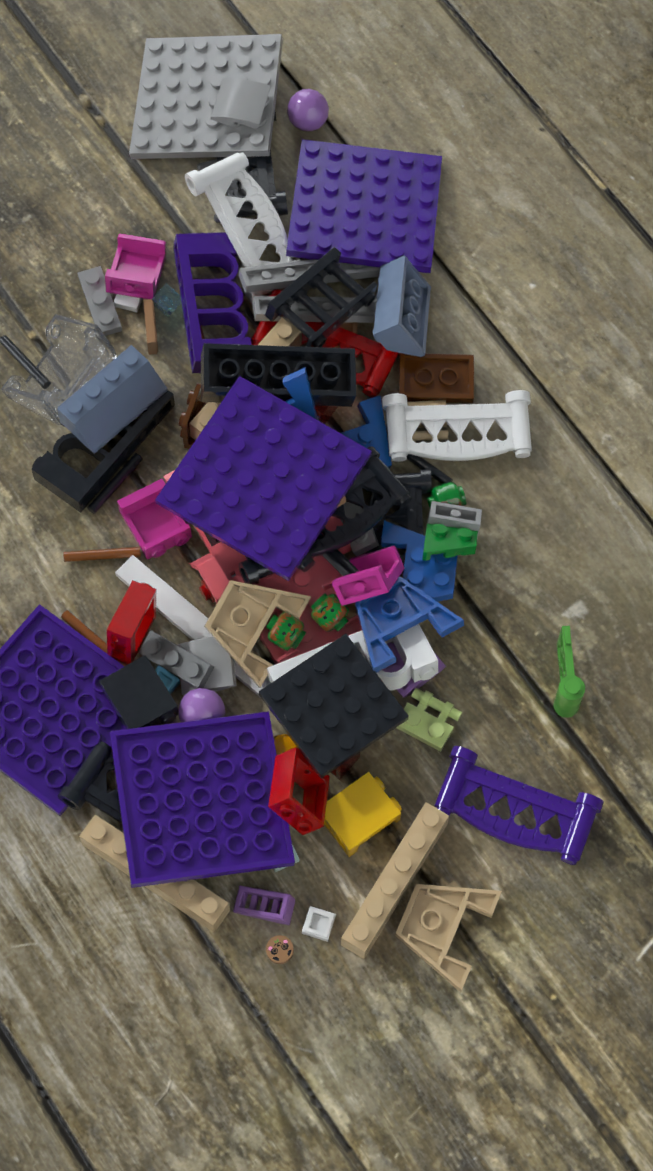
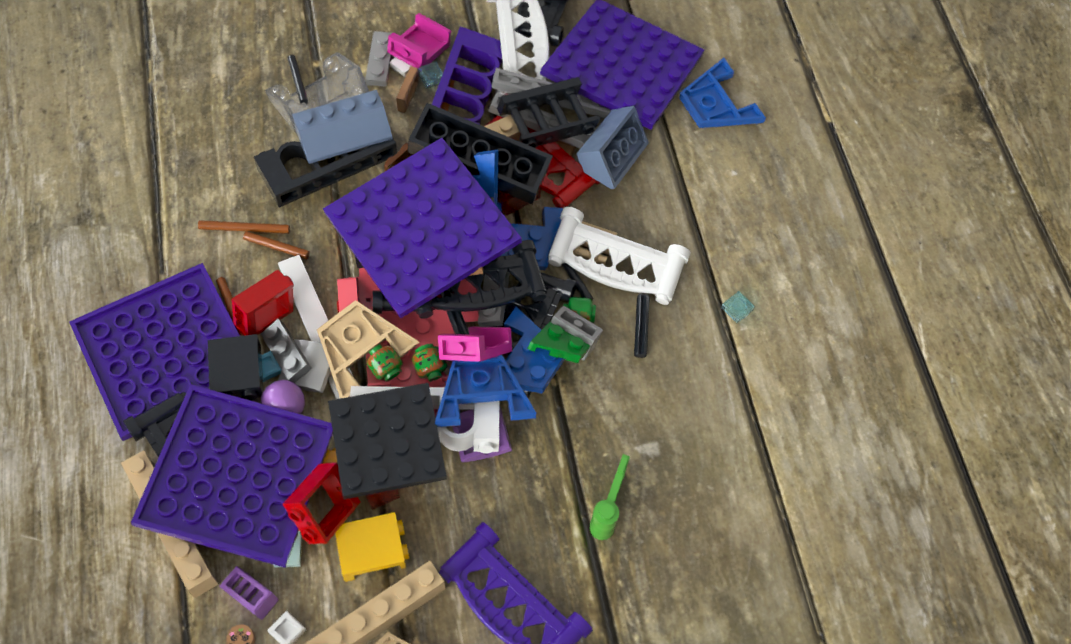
camera: 20 degrees right, 5 degrees down
(57, 548) = (241, 226): none -> dark orange bar
(115, 483) = (296, 204): black bar -> none
(151, 524) = (324, 240): dark pink panel -> none
(425, 726) = (466, 492): yellowish green plate -> none
(437, 377) = (619, 212): reddish brown plate -> none
(475, 217) = (711, 105): none -> blue wing
(514, 488) = (641, 326): none -> black axle
(599, 430) = (738, 307): none -> clear light blue plate

